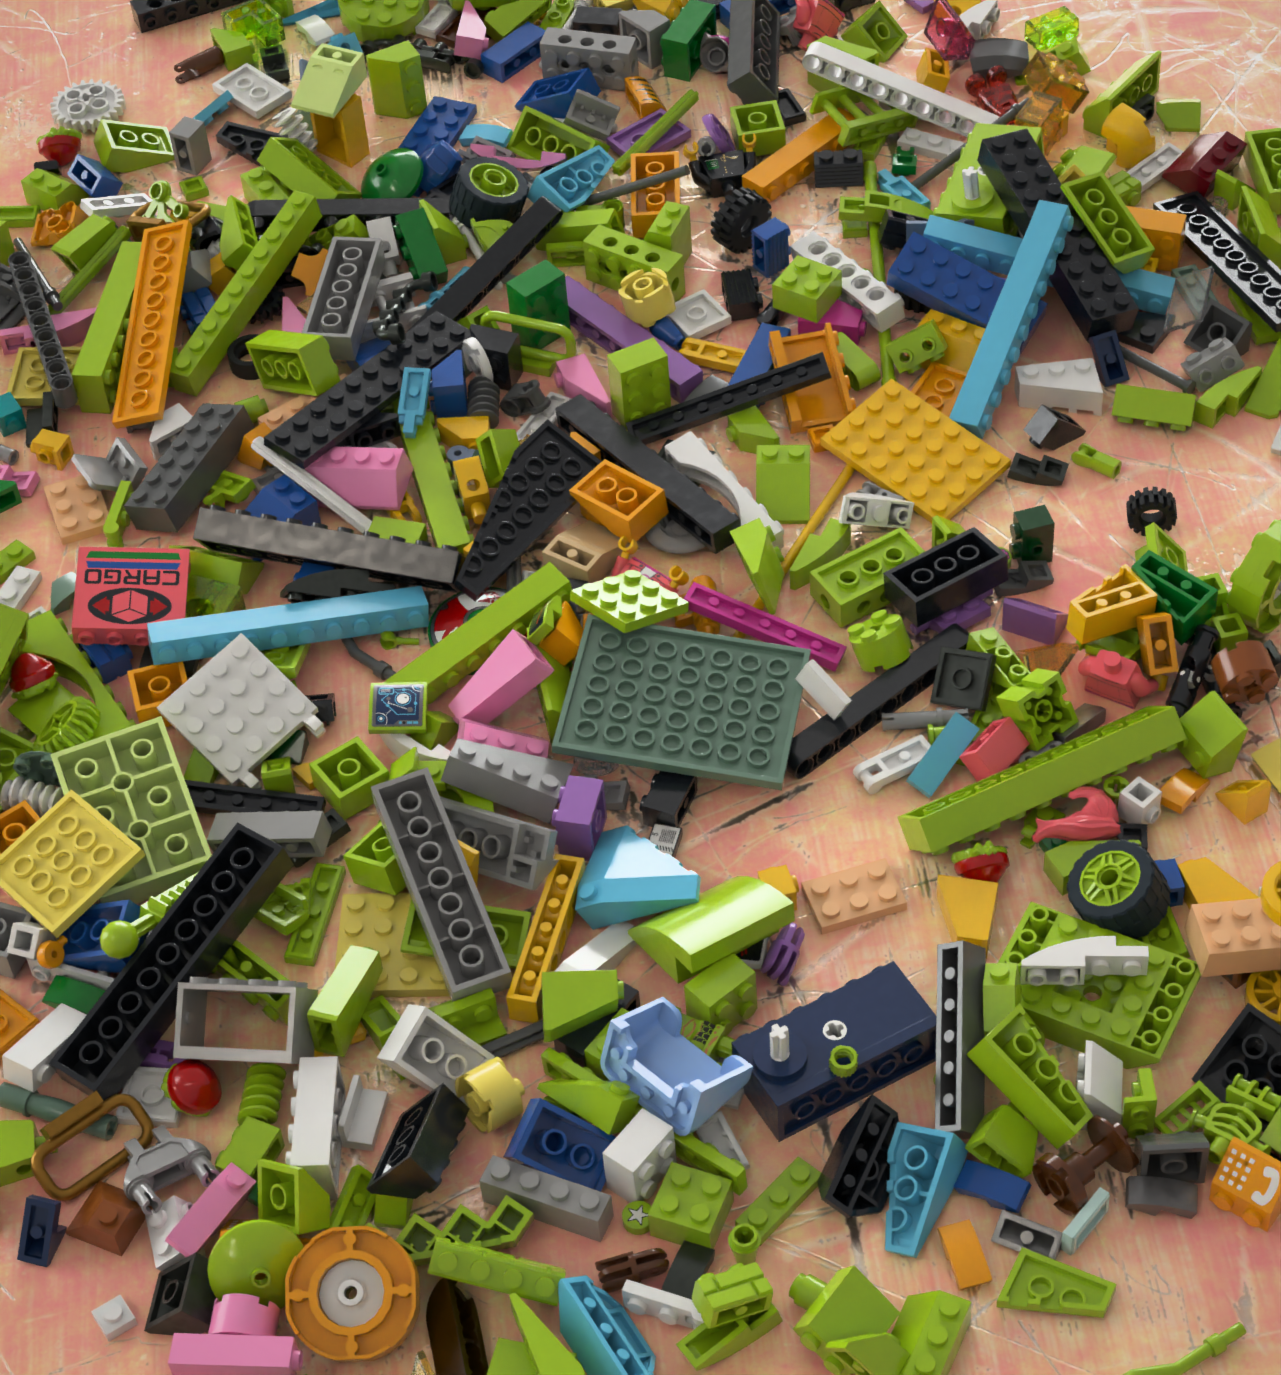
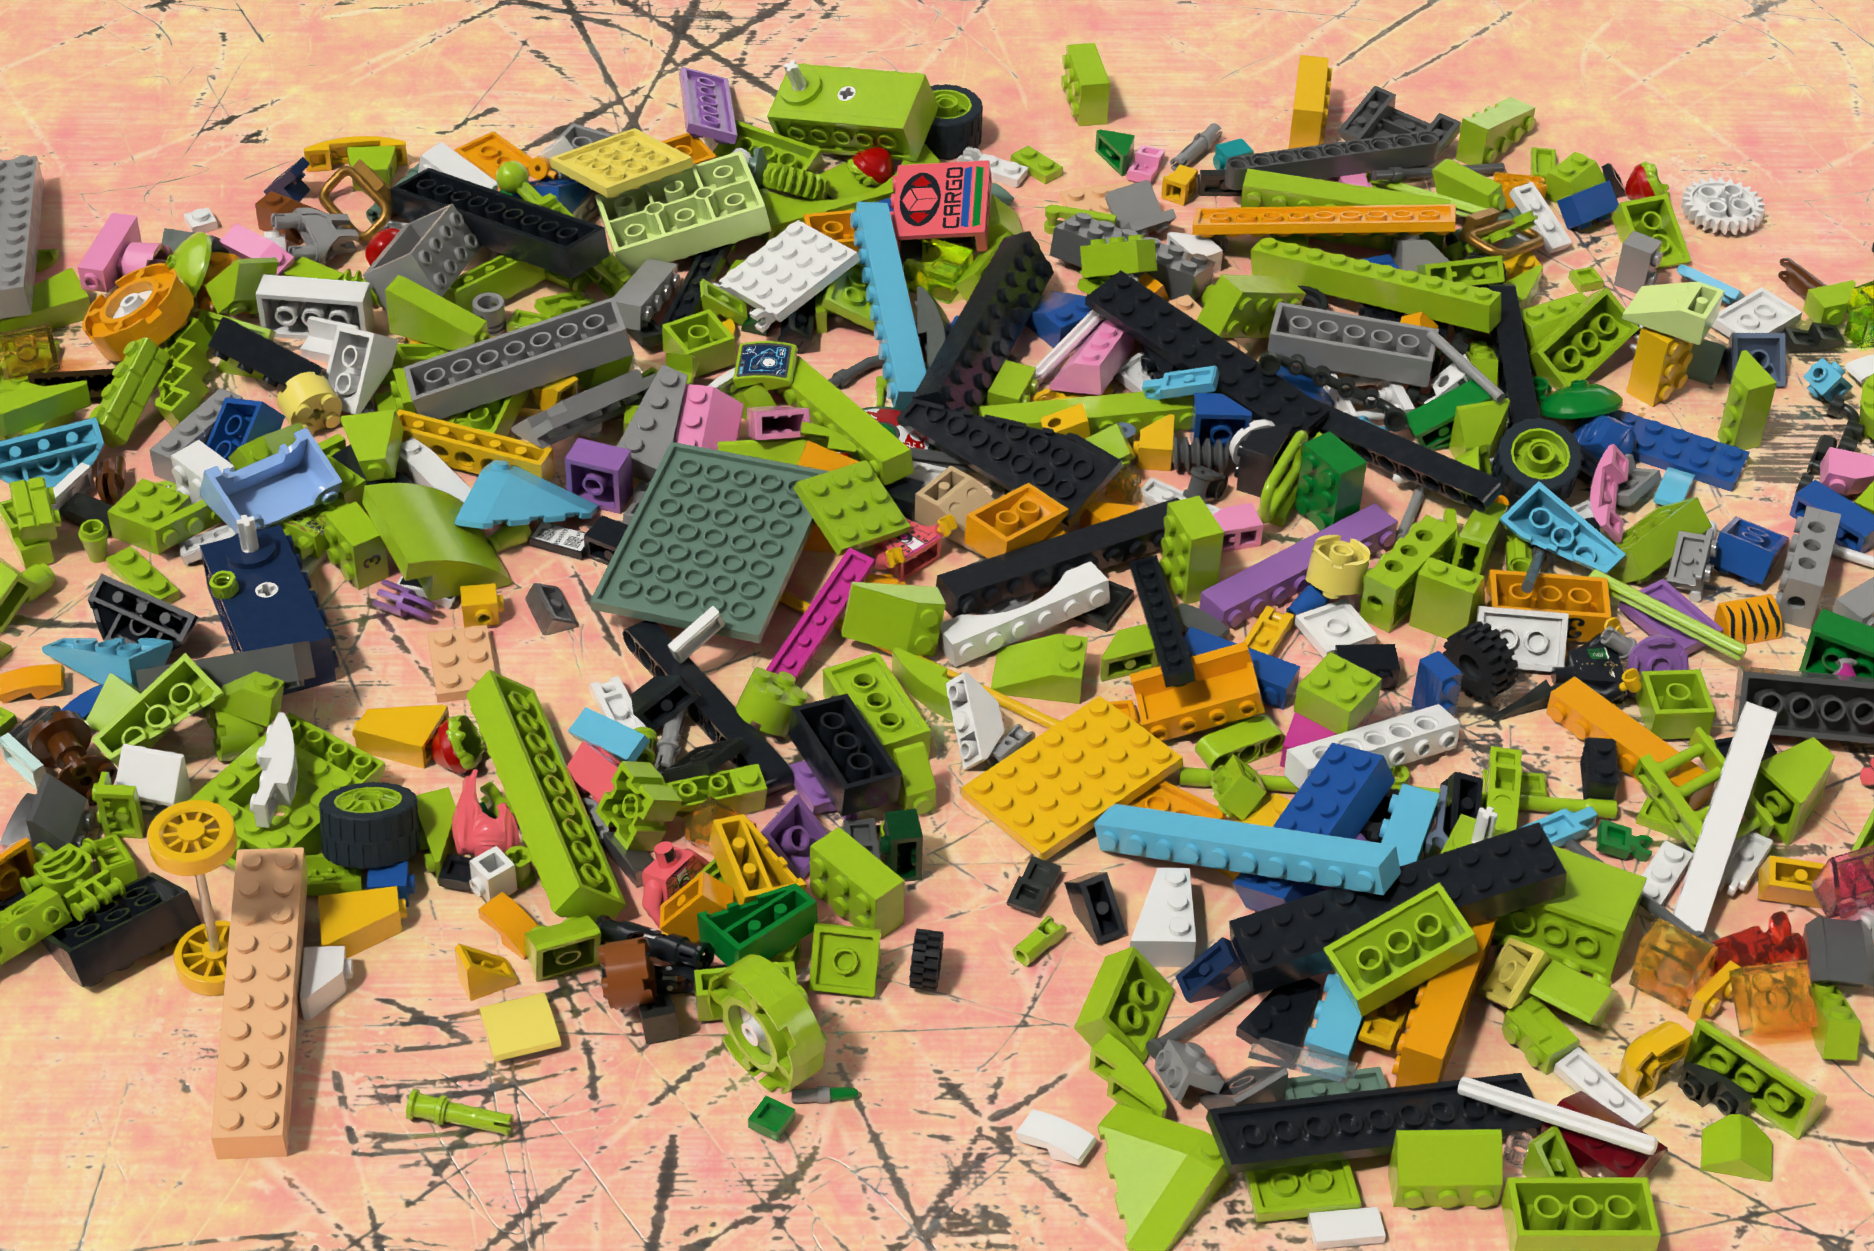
camera: 90 degrees right, 5 degrees down
(228, 450) = (1109, 258): none -> lime brick
(305, 966) = (492, 313): none -> light grey piece
(387, 217) = (1465, 365): none -> light grey bar
(702, 202) = (1533, 635): none -> white plate
(763, 843) = (549, 609): none -> flat silver slope
(894, 719) = (662, 700): none -> black slope
(1085, 558) = (856, 883): none -> lime brick
(1212, 166) = (1558, 1116): none -> white axle

